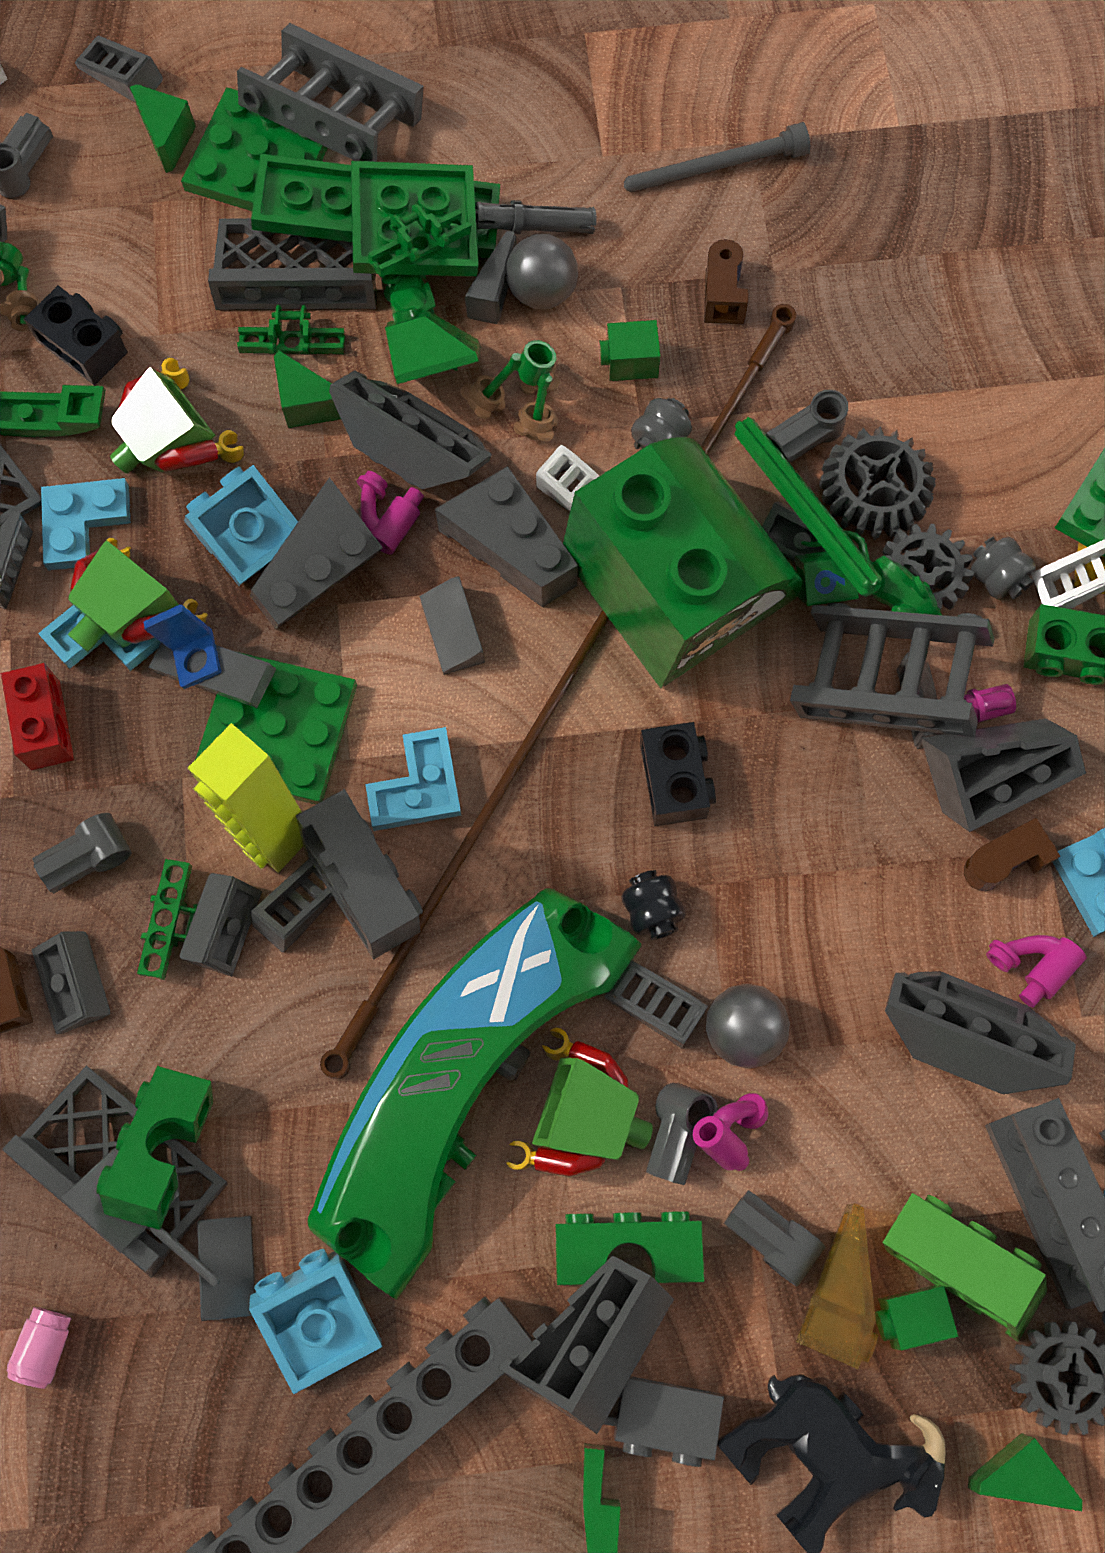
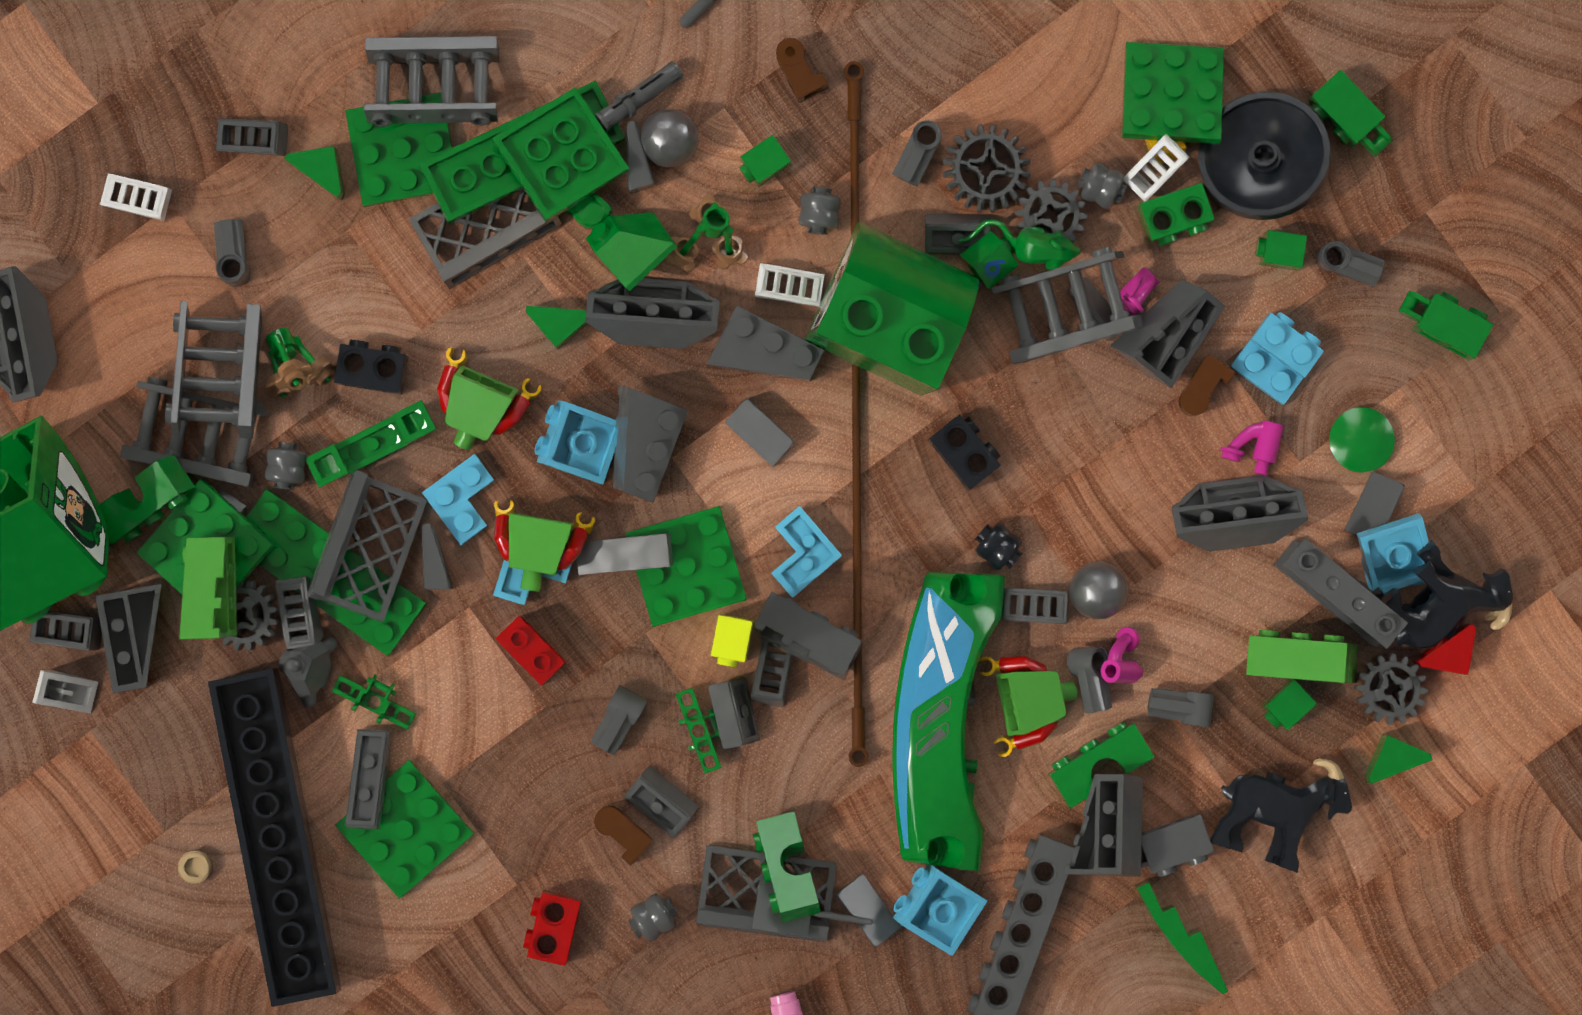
camera: 35 degrees left, 15 degrees up
(185, 636) = (595, 546): blue bracket -> none
(275, 331) = (525, 274): green piece -> none
(397, 518) = (678, 377): dark pink plant -> none
(430, 225) = (572, 184): green piece -> none
(808, 507) = (950, 219): green axle -> none
(843, 1305) = (1242, 725): clear yellow slope -> none

